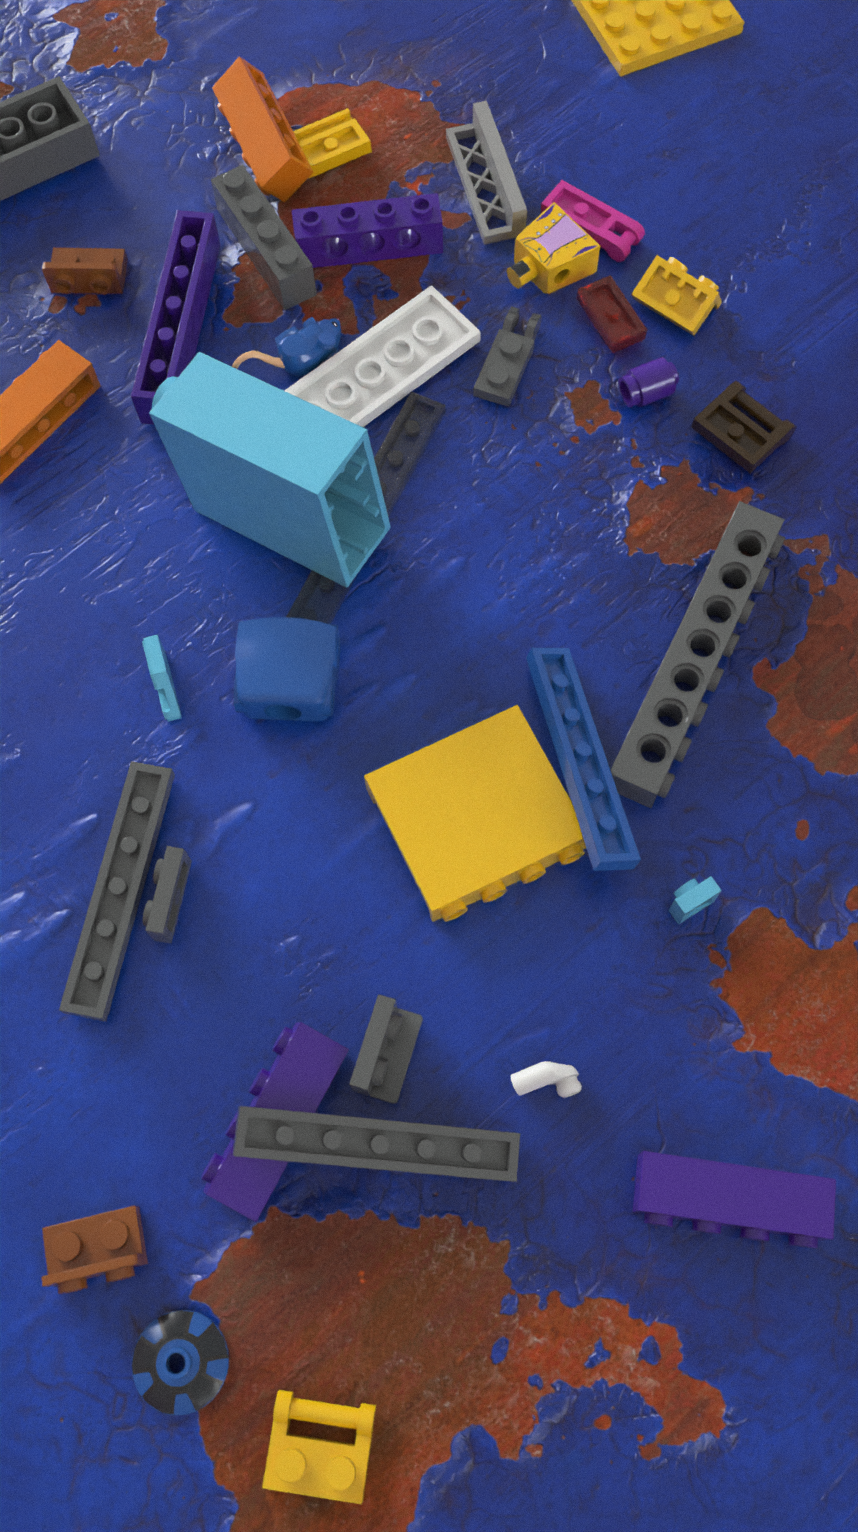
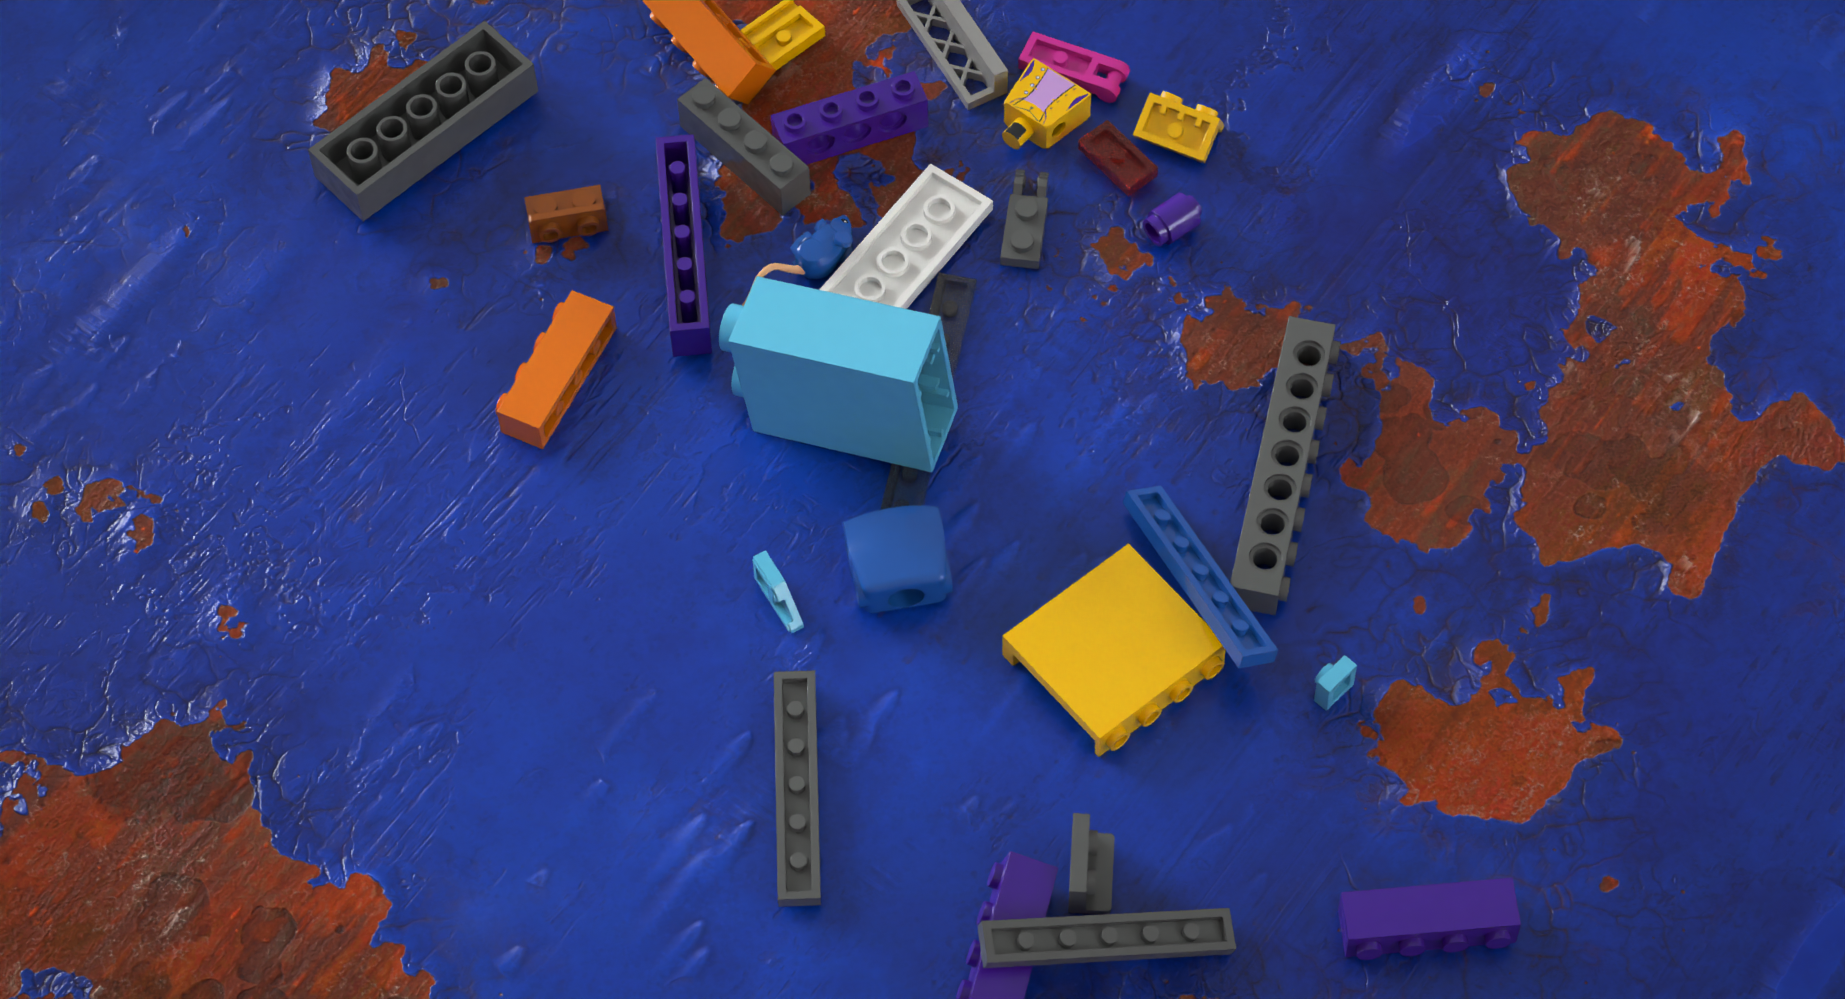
camera: 15 degrees left, 10 degrees down
(171, 878) = (845, 797): dark grey plate -> none
(547, 1074) = (1239, 857): white arm -> none
(737, 433) = (1271, 252): dark brown plate -> none

